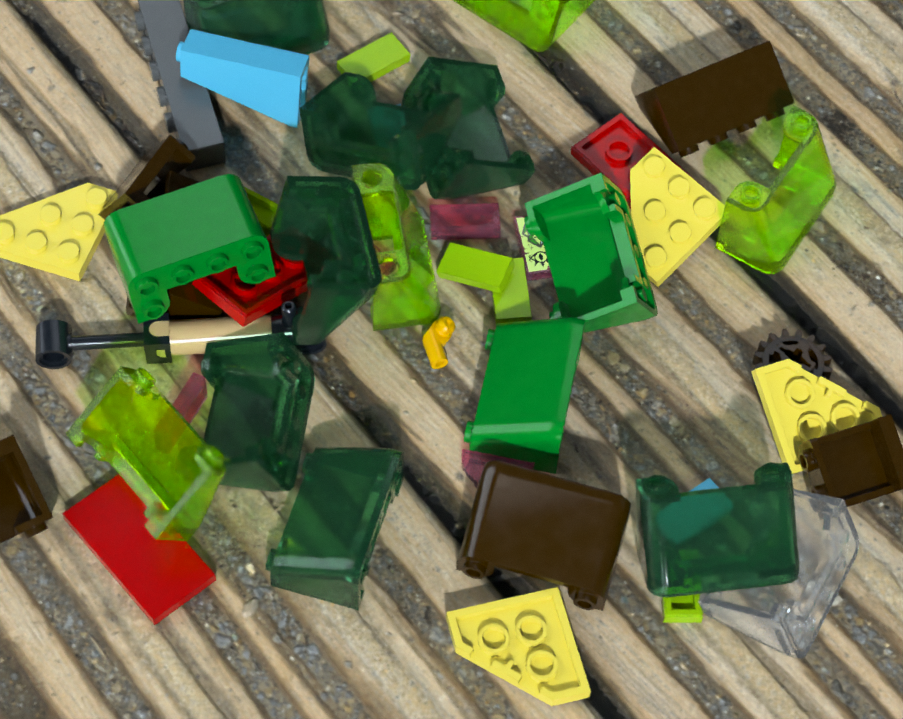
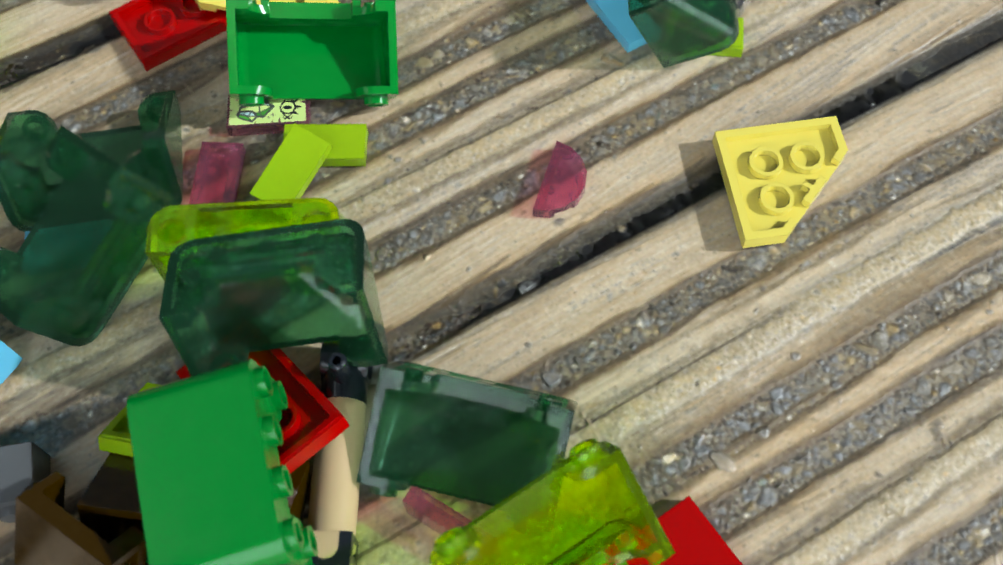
camera: 80 degrees left, 5 degrees up
(336, 522) = (631, 334): clear green windscreen -> none
(435, 339) = (379, 225): yellow arm -> none
(527, 390) = (472, 121): green windscreen -> none
(545, 531) = (655, 138): dark brown windscreen -> none

